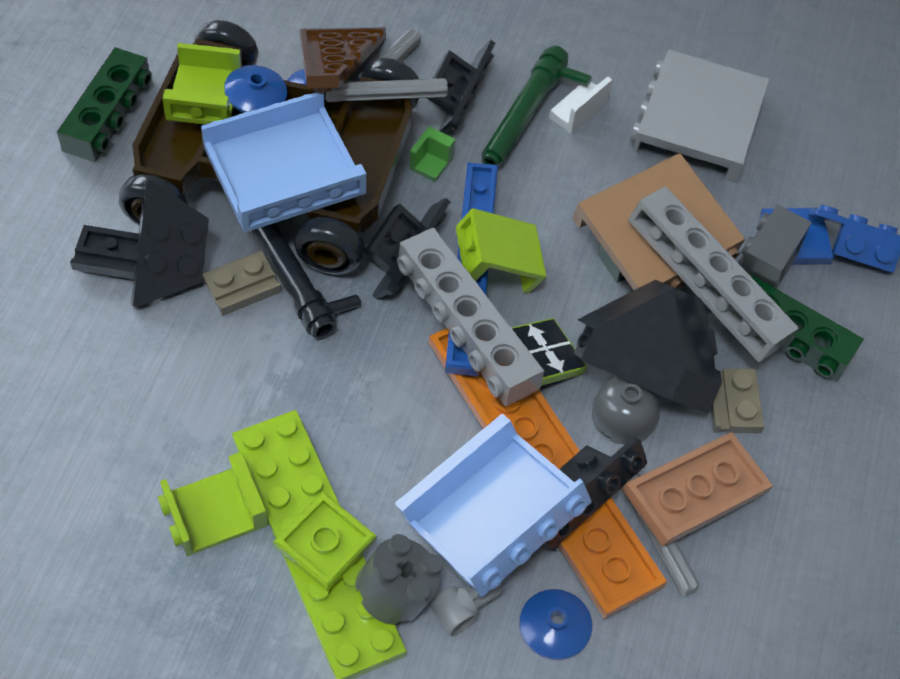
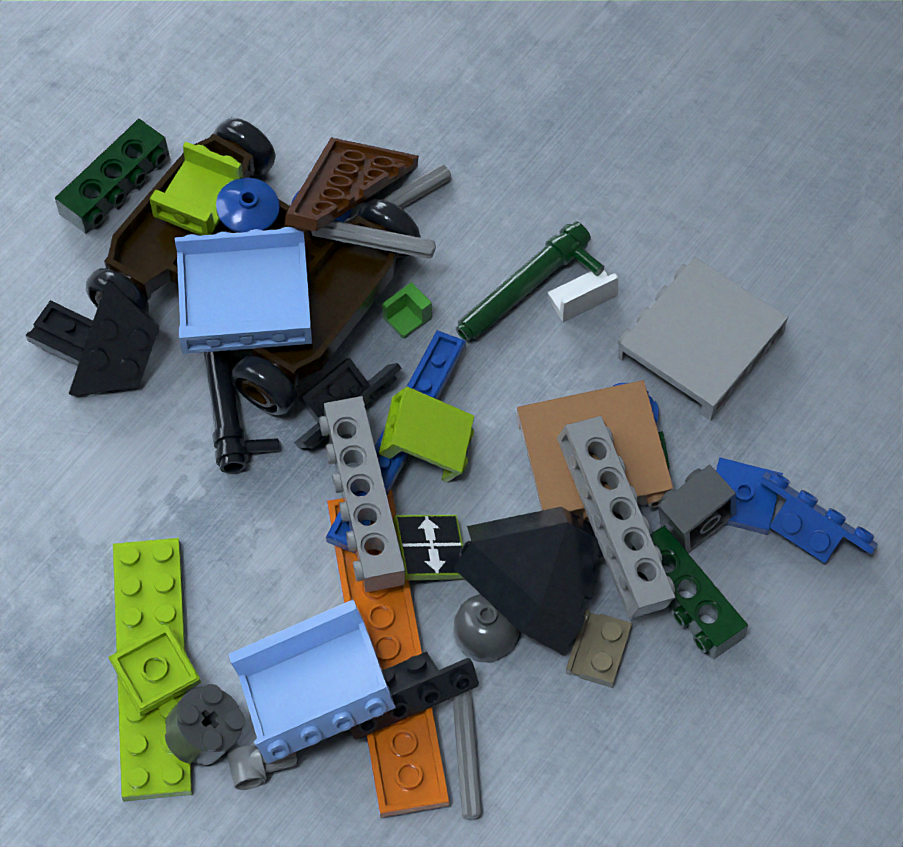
camera: 25 degrees right, 5 degrees up
(214, 508) = (71, 609): lime panel -> none
(241, 283) = (176, 397): dark tan plate -> none
(461, 80) = (461, 236): black bracket -> none
(552, 639) = (341, 823): blue dish -> none
(697, 488) = (516, 723): nougat plate -> none

